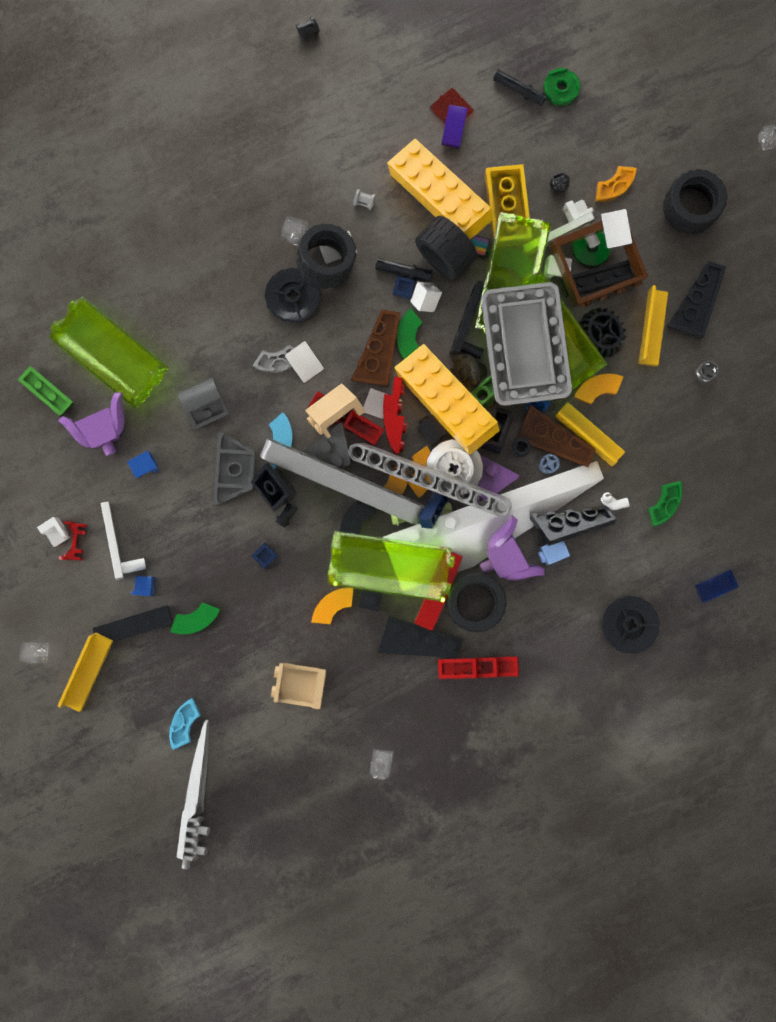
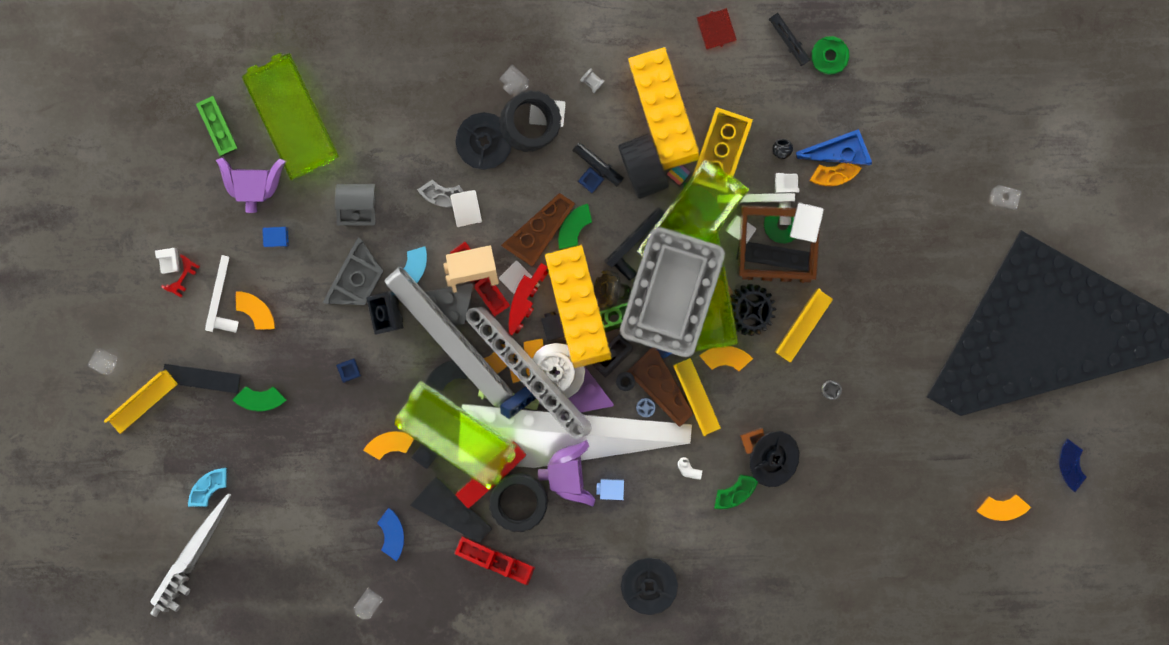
camera: 25 degrees right, 5 degrees up
(144, 586) = (227, 348): blue panel -> none
(154, 539) = (255, 309): none -> light orange tile
(286, 515) = (383, 343): black pin -> none
(299, 685) = (326, 501): tan panel -> none
(374, 686) = (393, 534): none -> blue tile
(426, 296) = (606, 199): white panel -> none
(454, 126) = (709, 49): dark purple slope -> none
(570, 524) = (630, 470): black wing -> none
(613, 158) = (842, 149): none -> blue wing
(659, 449) = (751, 438): none -> dark orange panel
(688, 455) = (784, 461): none -> black piece
(697, 306) = (856, 322): black wing -> none
(710, 186) = (920, 221): black tyre -> none
(716, 586) = (744, 588): clear blue plate -> none

